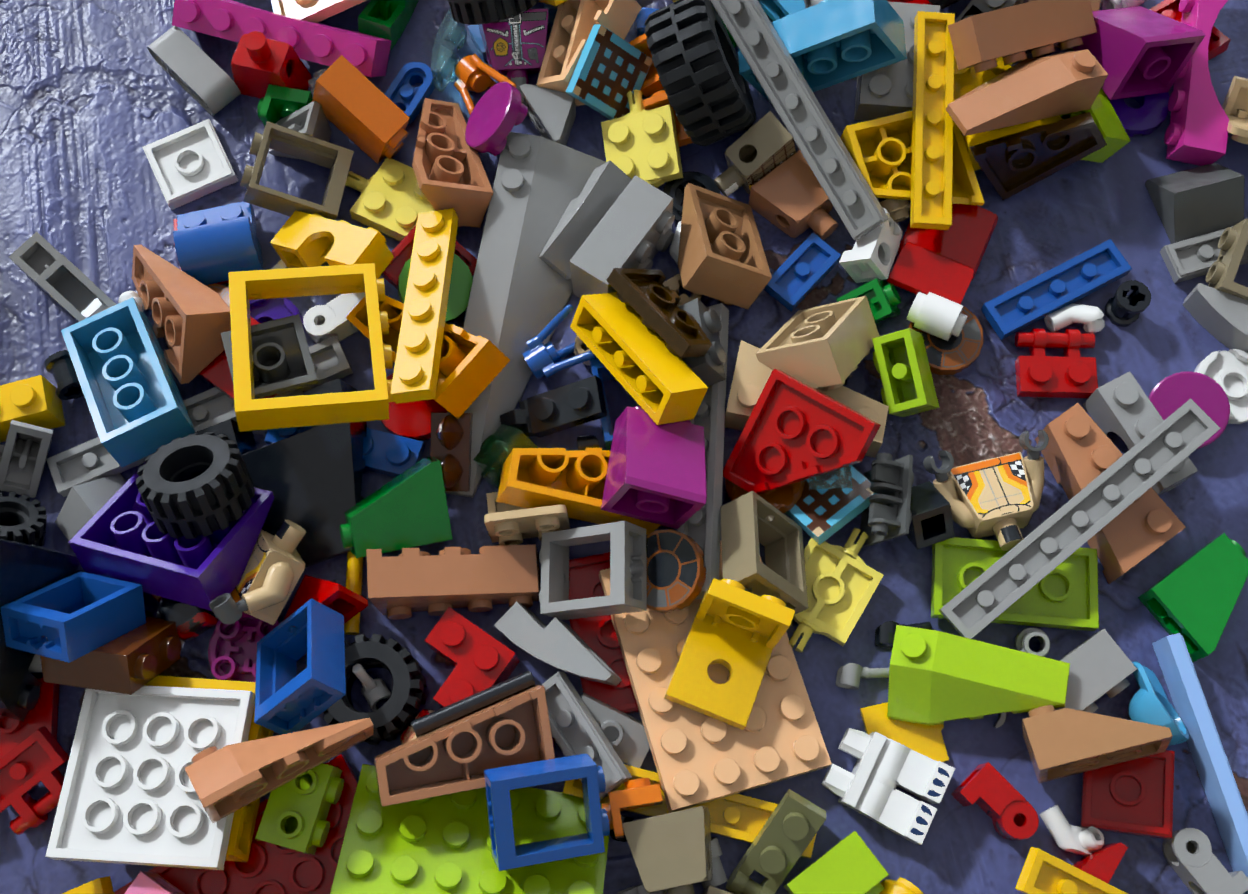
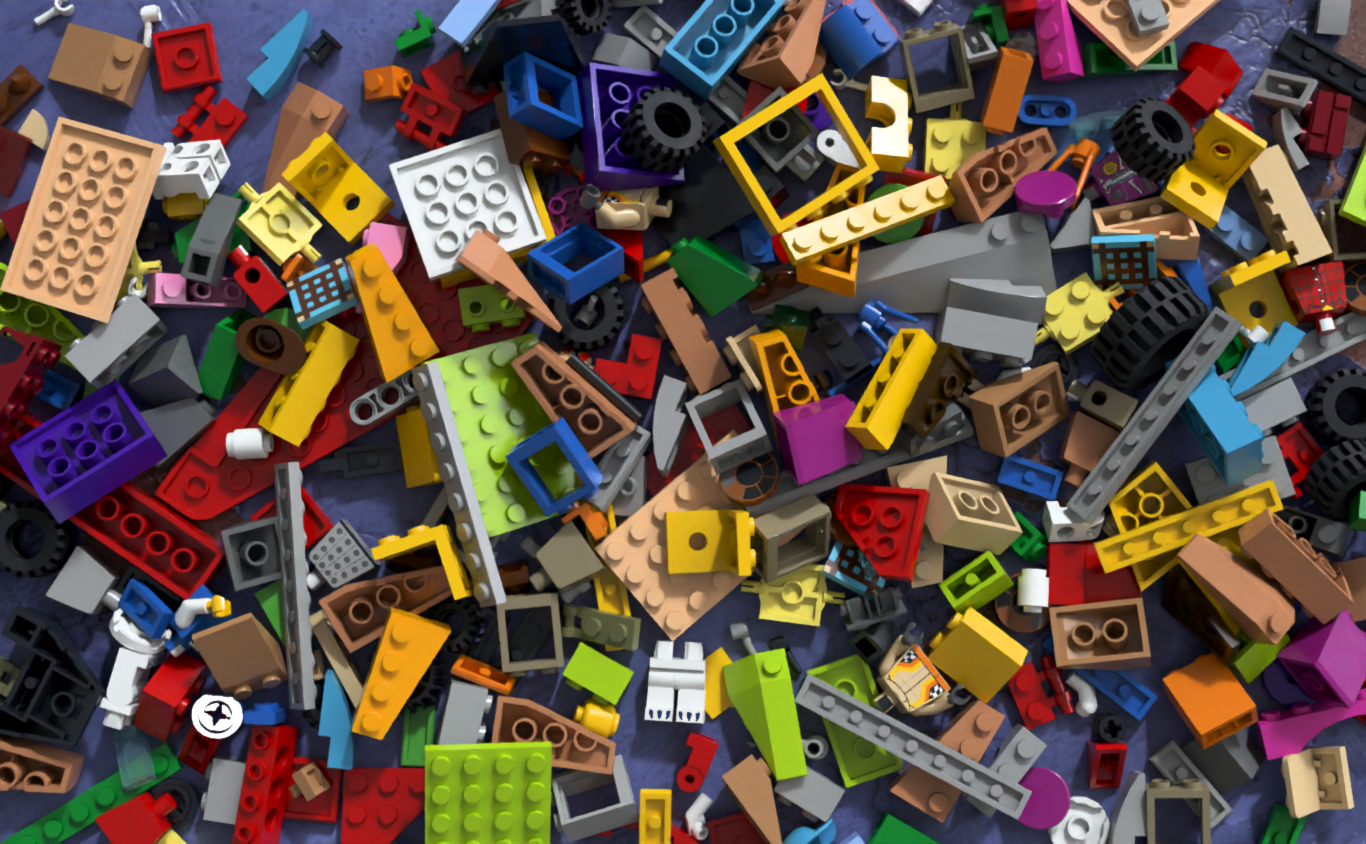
camera: 65 degrees right, 15 degrees up
(990, 405) = (976, 654): none -> yellow brick
(1020, 261) = (1101, 635): none -> medium nougat slope
(1136, 182) = (1209, 700): none -> orange brick
(1167, 324) = (1105, 764): none -> red slope

